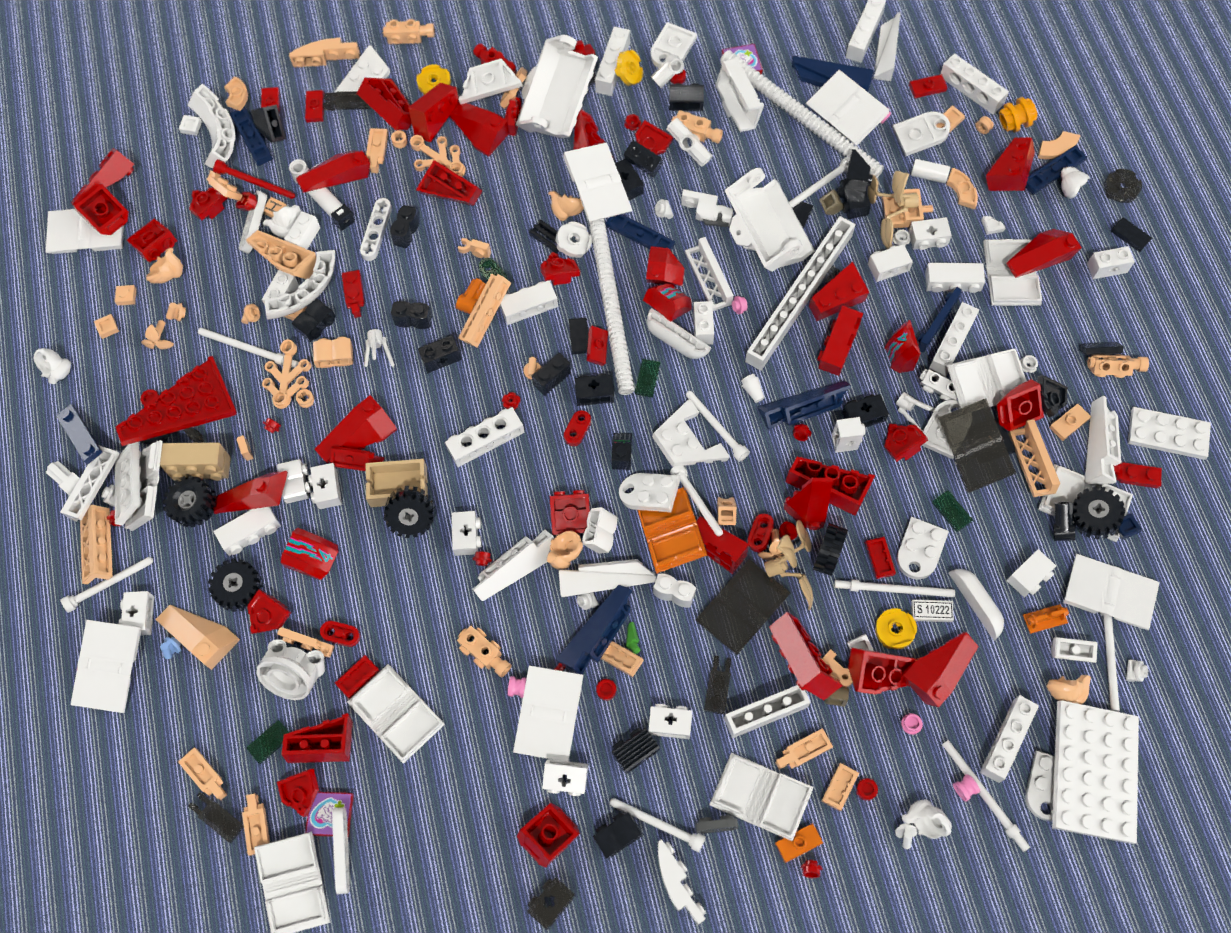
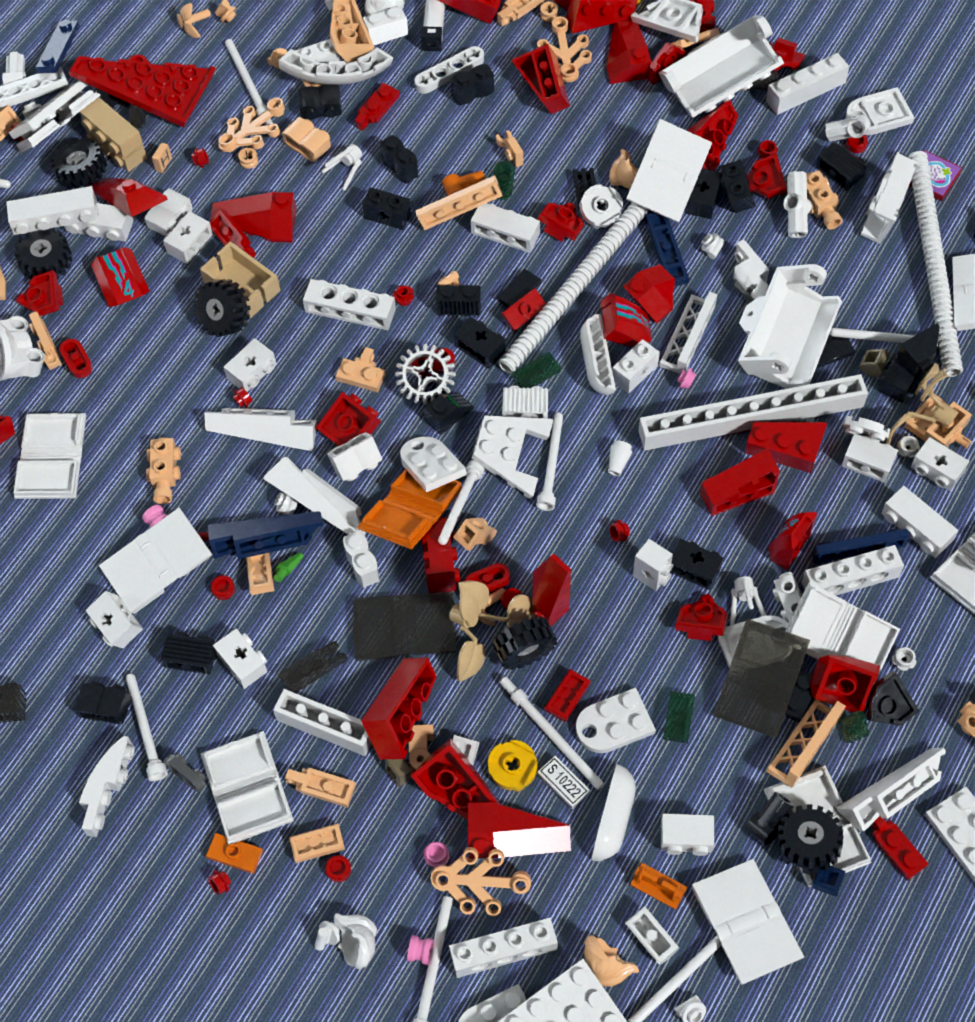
camera: 45 degrees right, 5 degrees down
(215, 549) = (52, 210): none -> white brick
(356, 676) = (52, 401): red plate -> none
(539, 474) = (361, 372): none -> light nougat hinge
(548, 834) = (55, 650): red slope -> none
(564, 549) = (307, 445): light nougat hair -> none
(589, 445) = (431, 355): none -> white gear
(629, 67) = (803, 97): yellow plate -> none
(663, 404) = (525, 402): none -> white brick
(803, 405) = (648, 511): dark blue wedge -> none
(847, 488) = (594, 598): red wedge -> none
(874, 246) = (866, 427): none -> white plate
(937, 730) = (476, 880): none -> light nougat plant
(1048, 427) = (854, 727): none -> clear green tile
(1070, 422) = (887, 745): light nougat plate -> none

